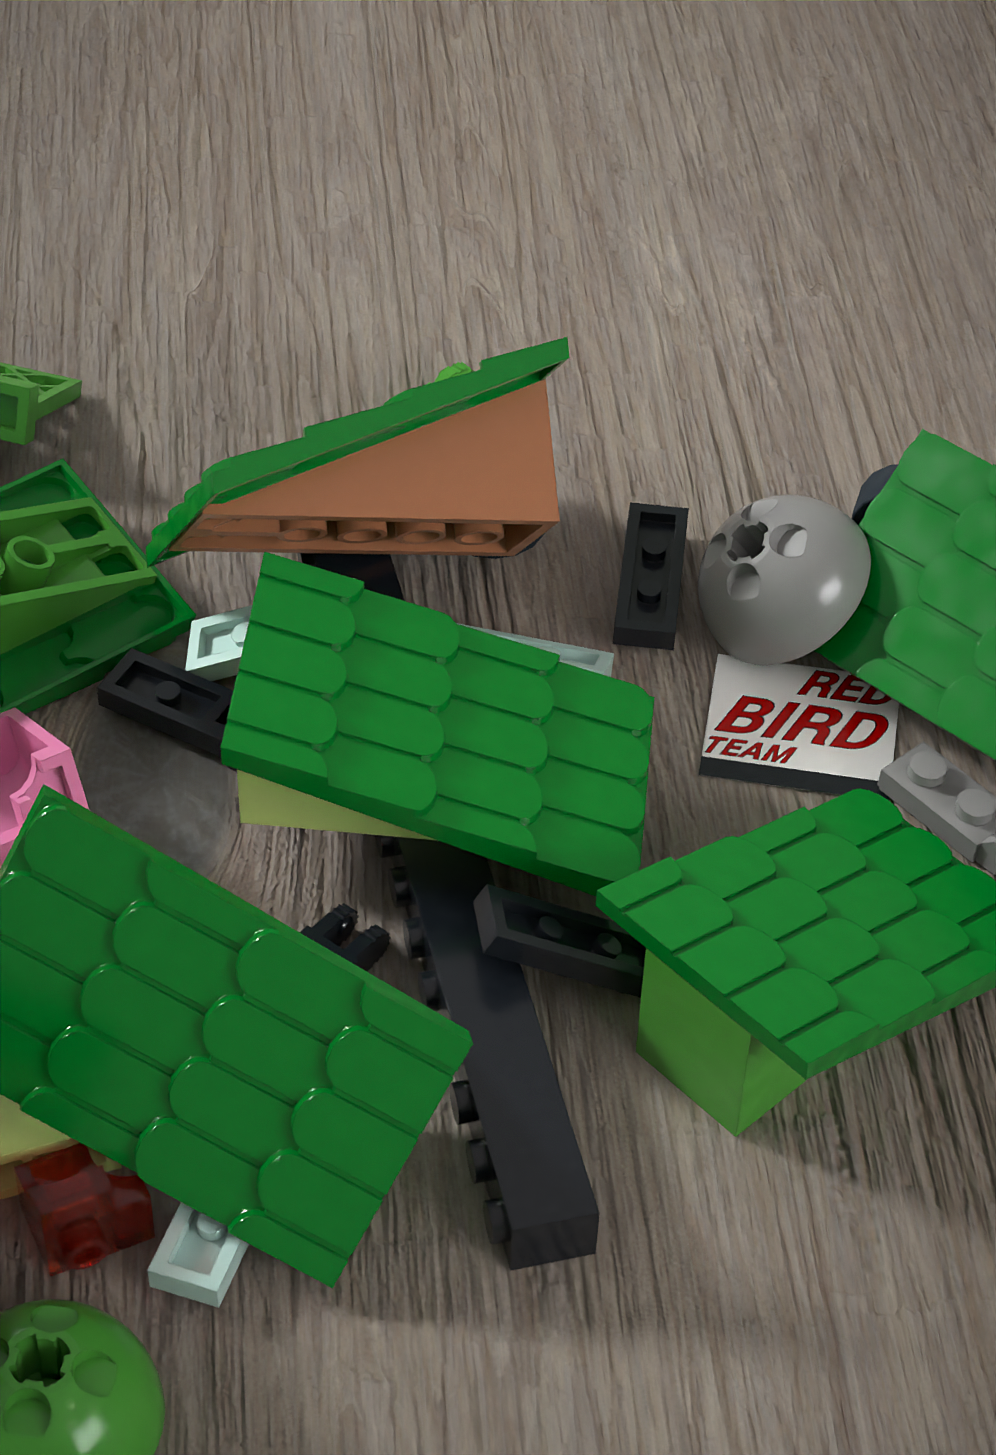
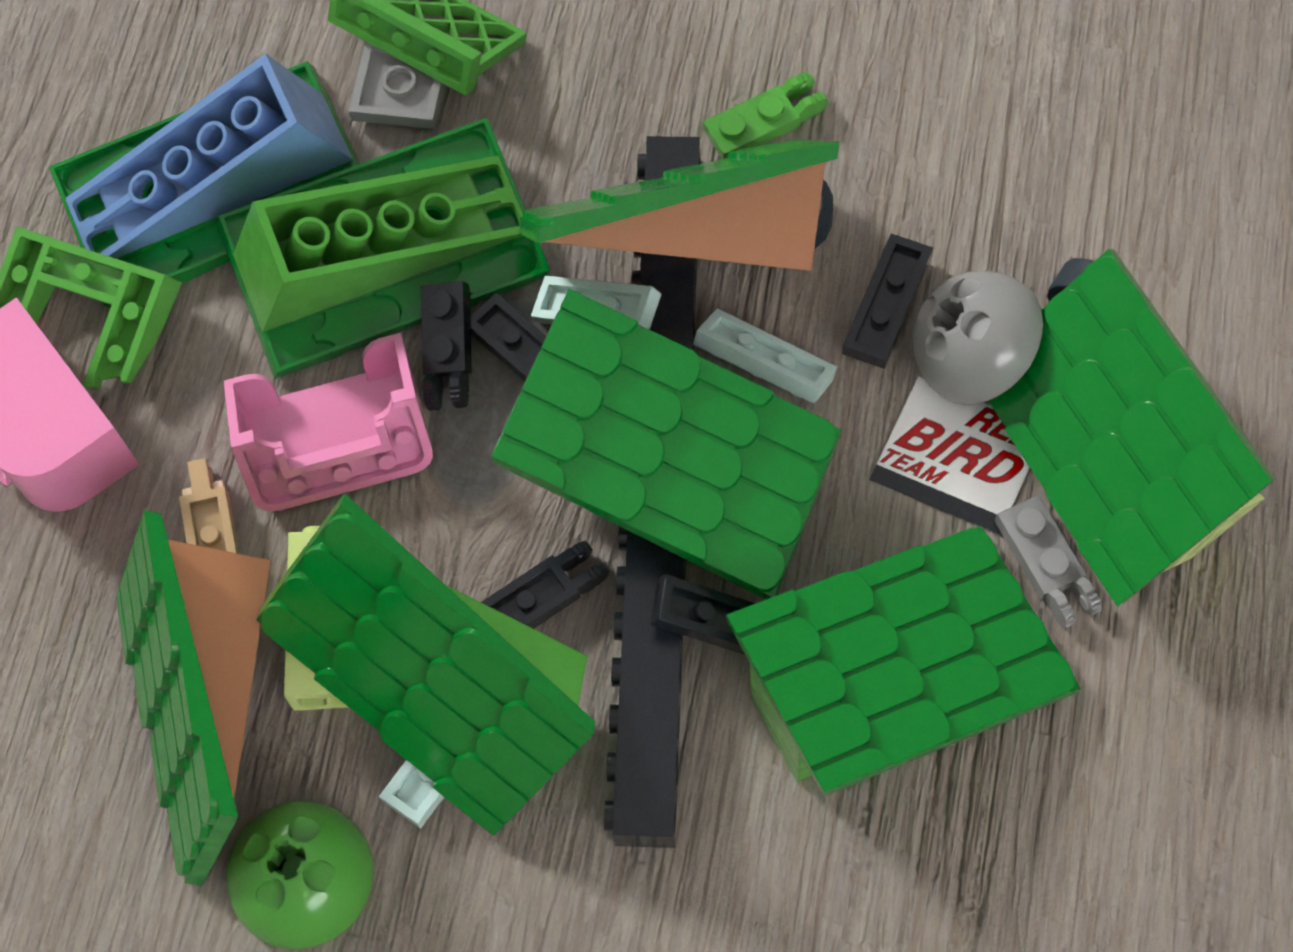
camera: 25 degrees right, 20 degrees up
(79, 704) = (446, 342): none -> black hinge
(80, 1209) = (345, 742): clear red brick -> none

